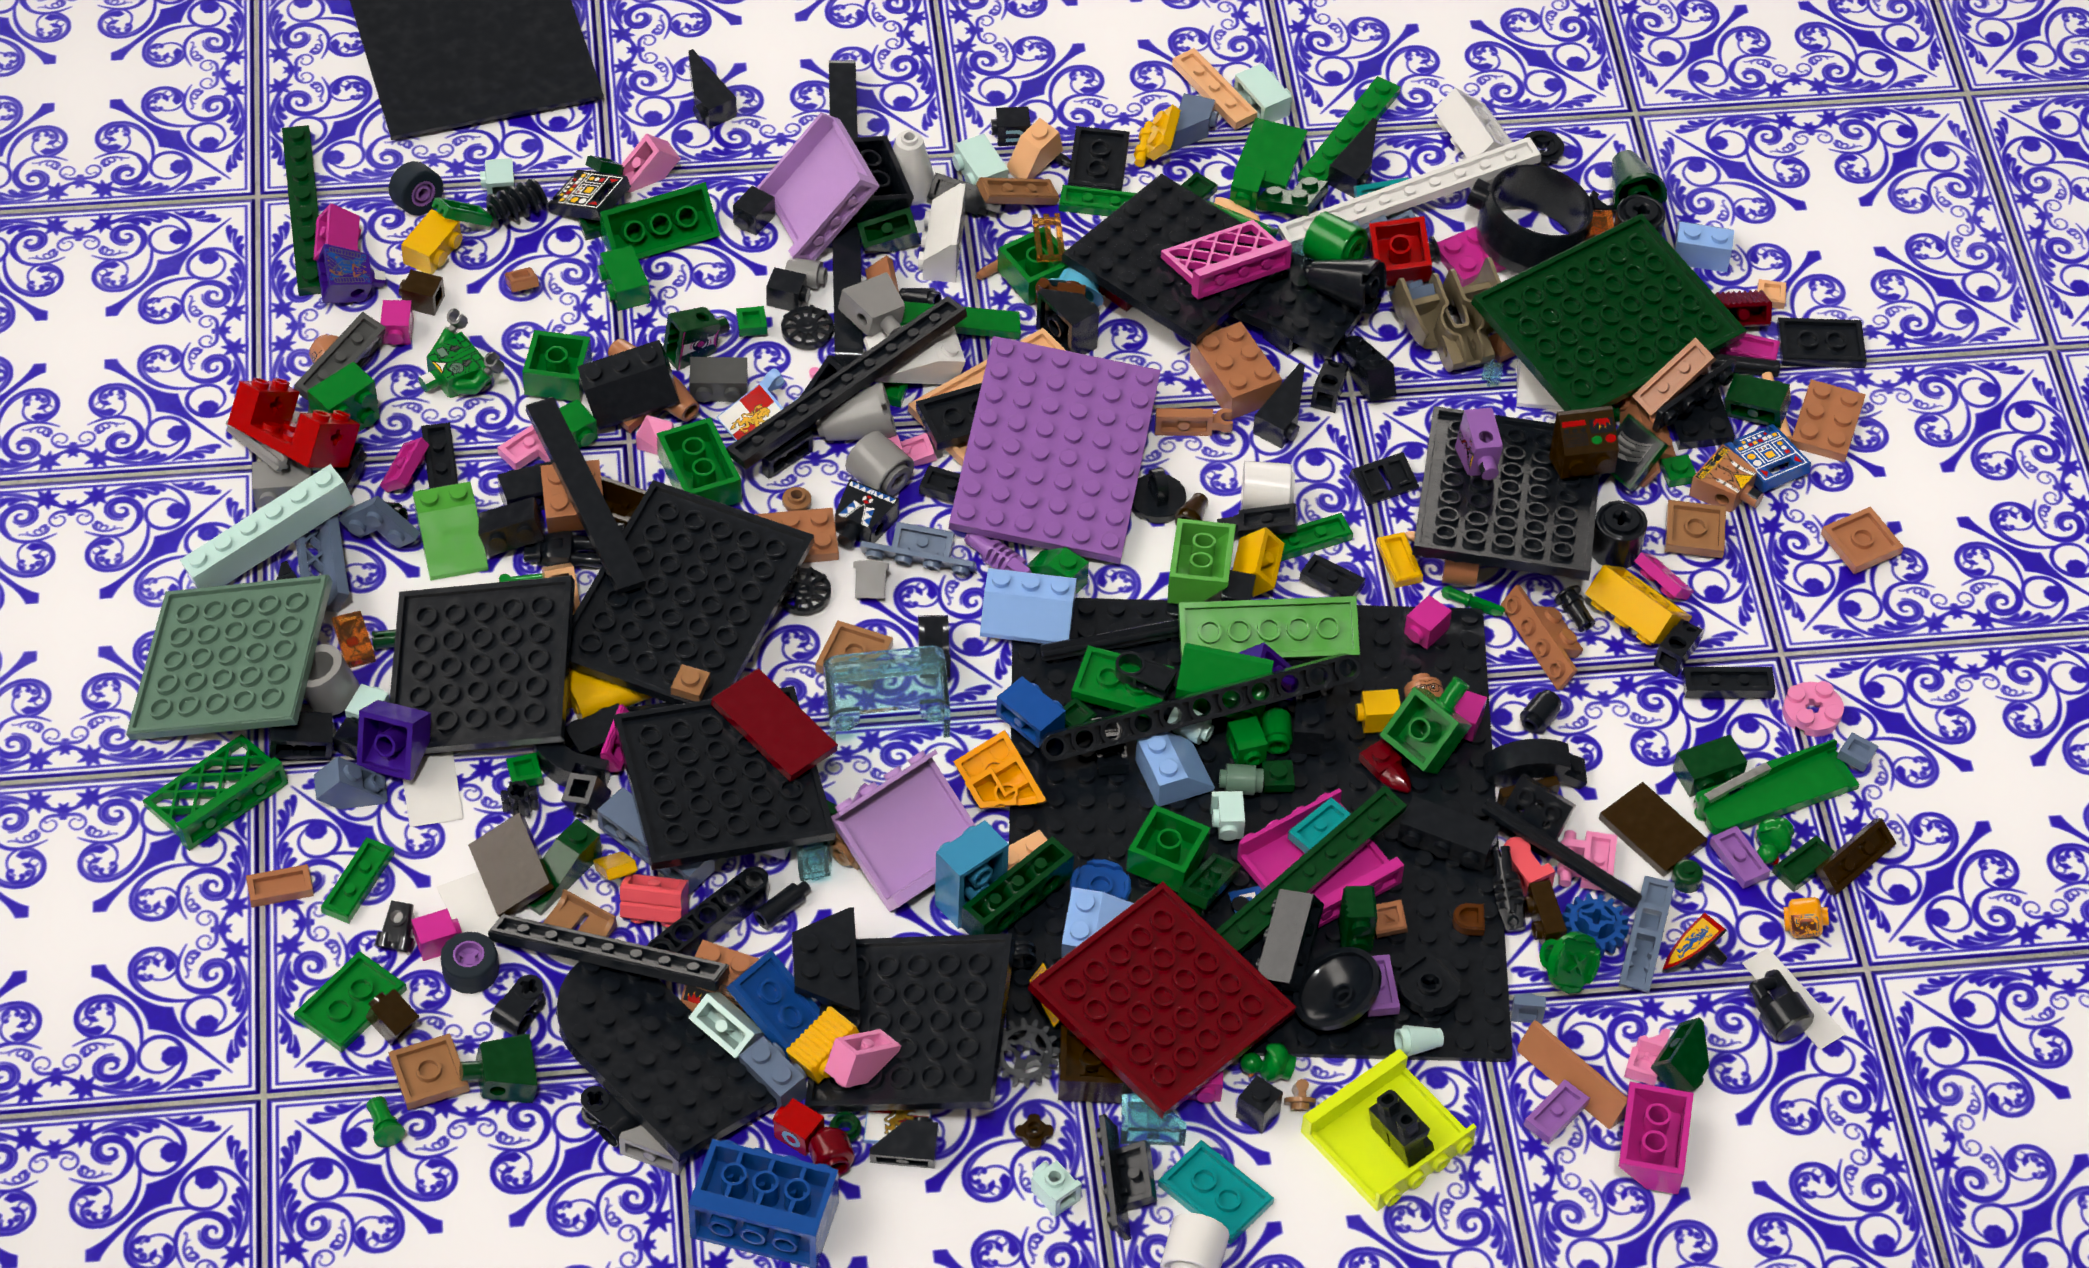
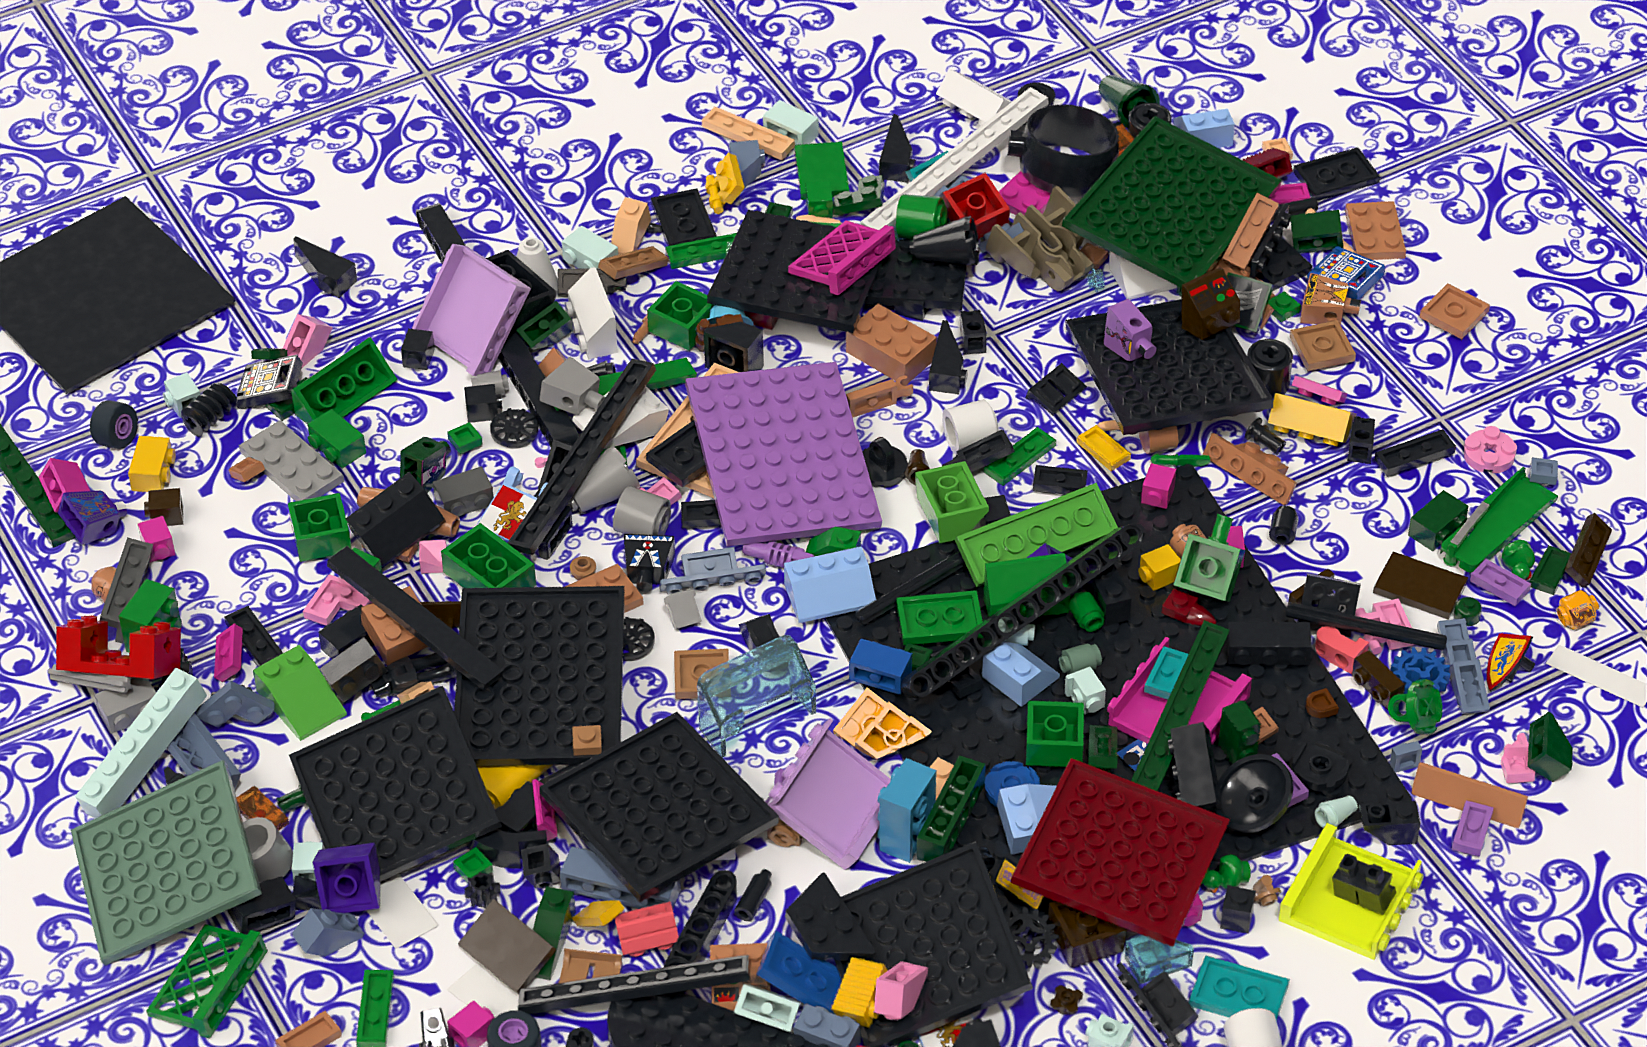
camera: 20 degrees left, 5 degrees down
(457, 364) = (229, 555): green torso -> none
(462, 211) = (166, 429): green tile -> none
(570, 288) = (292, 462): none -> light grey plate
(774, 724) = (680, 747): dark red tile -> none
(814, 861) = (763, 850): clear light blue slope -> none
(1010, 124) = (598, 213): black brick -> none
(1047, 221) = (678, 275): clear orange tile -> none
(1151, 677) = (964, 603): black piece -> none
(1246, 741) = (1067, 628): green brick -> none
(1260, 555) = (996, 479): yellow brick -> none
(1278, 776) = (1108, 645): dark green plate -> none
(1368, 368) = (999, 309): black slope -> none
(1370, 105) = (875, 130): green plate -> none
(1470, 1072) = (1392, 821): none -> black slope
(1508, 891) = (1339, 671): black hinge -> none
(1536, 759) = (1291, 566): black arch -> none
(1656, 1136) = (1566, 816): dark pink slope -> none
(1787, 1013) = (1603, 685): black piece -> none

